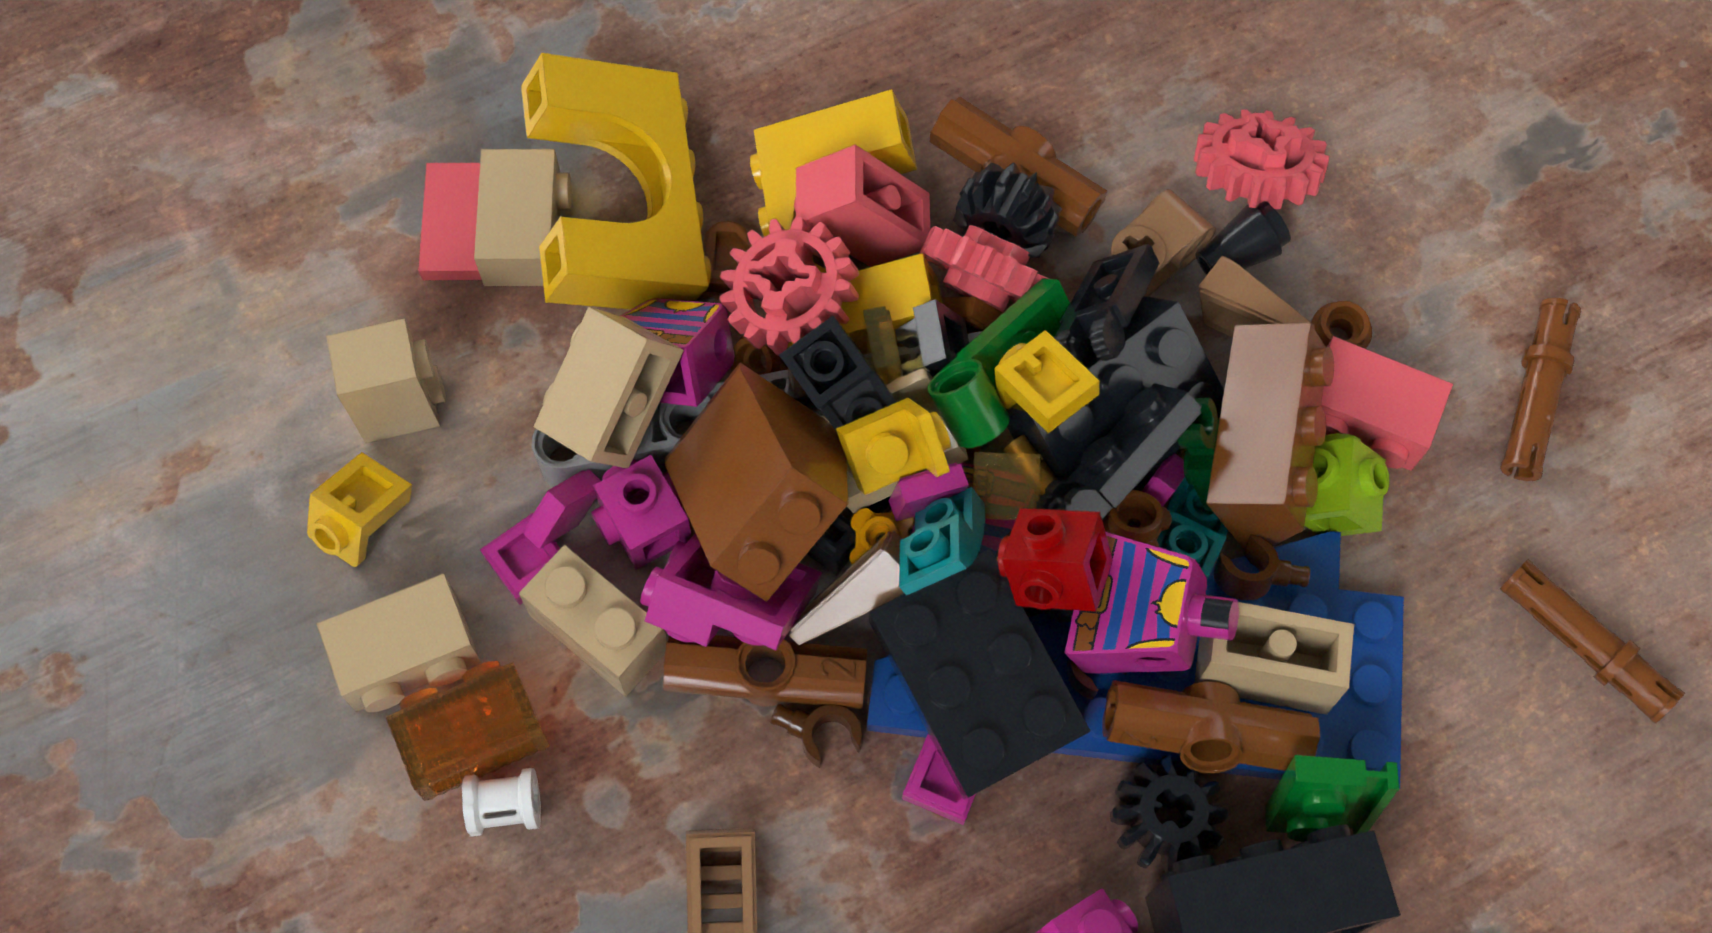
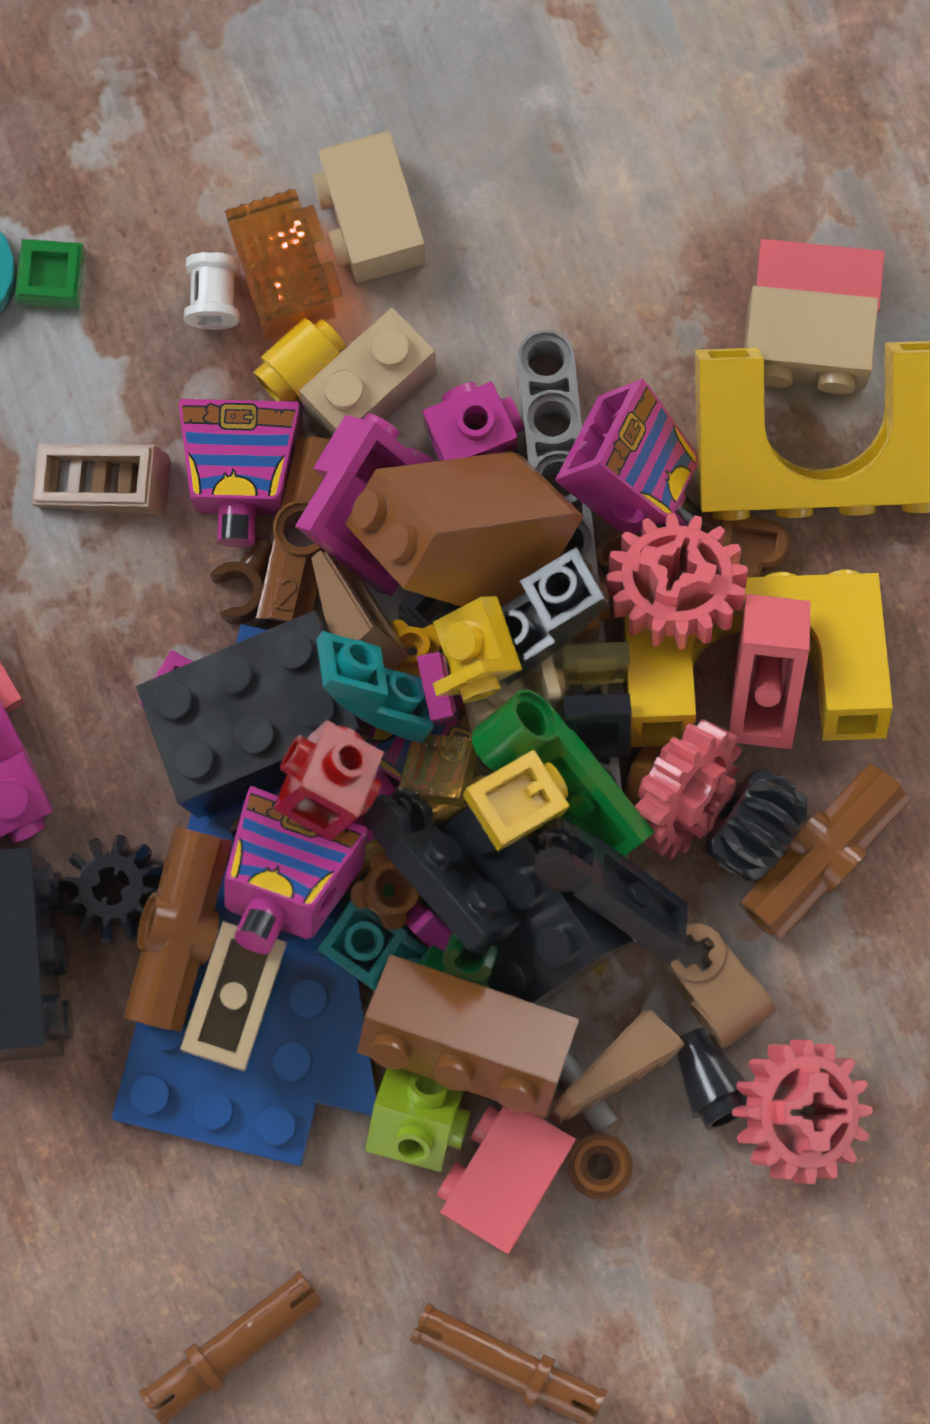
camera: 105 degrees right, 10 degrees up
(354, 507) = (514, 172): yellow bracket -> none
(386, 380) = (626, 197): tan brick -> none
(517, 558) = (449, 326): dark pink tile -> none
(562, 508) = (483, 357): dark pink tile -> none
(577, 696) = (298, 359): none -> yellow brick
(607, 388) = (570, 390): tan brick -> none
(692, 746) = (238, 460): none -> torso
(1255, 585) = (332, 1032): reddish brown piece -> none
(1327, 794) = (97, 1024): green plate -> none

